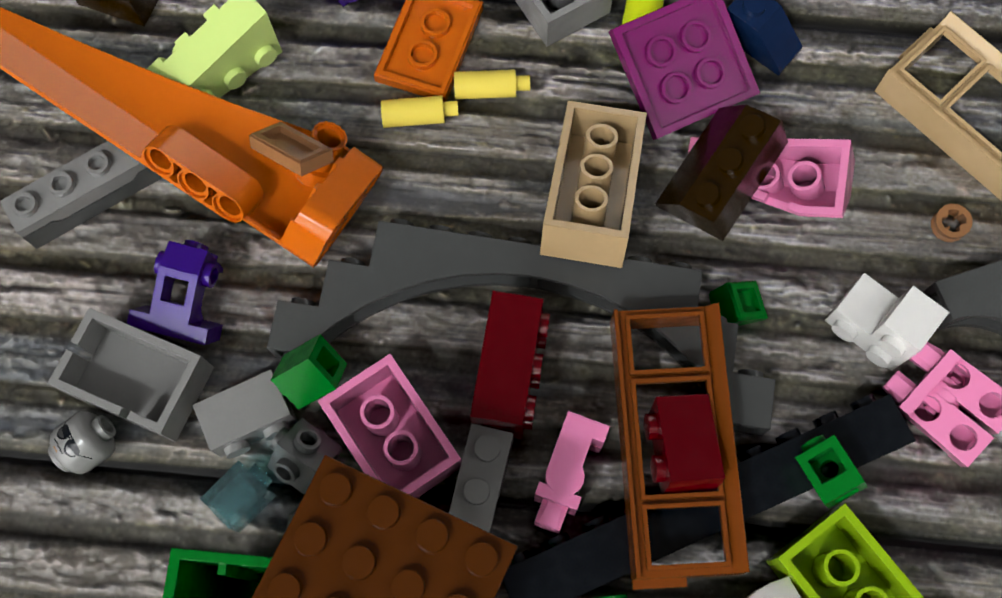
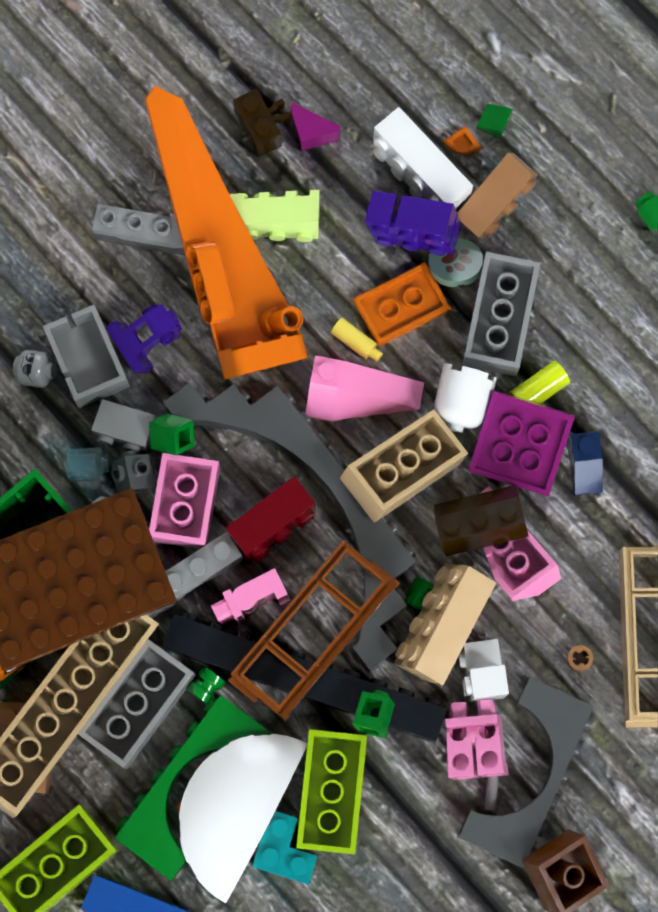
camera: 40 degrees right, 5 degrees up
(291, 148) = (265, 309): medium nougat tile -> none
(460, 162) = (351, 391): none -> bright pink wedge
(489, 84) = (408, 359): light yellow cylinder -> none
(582, 63) = (463, 397): none -> white cylinder
(684, 444) = (314, 635): dark red brick -> none
(799, 306) = (444, 623): none -> tan brick

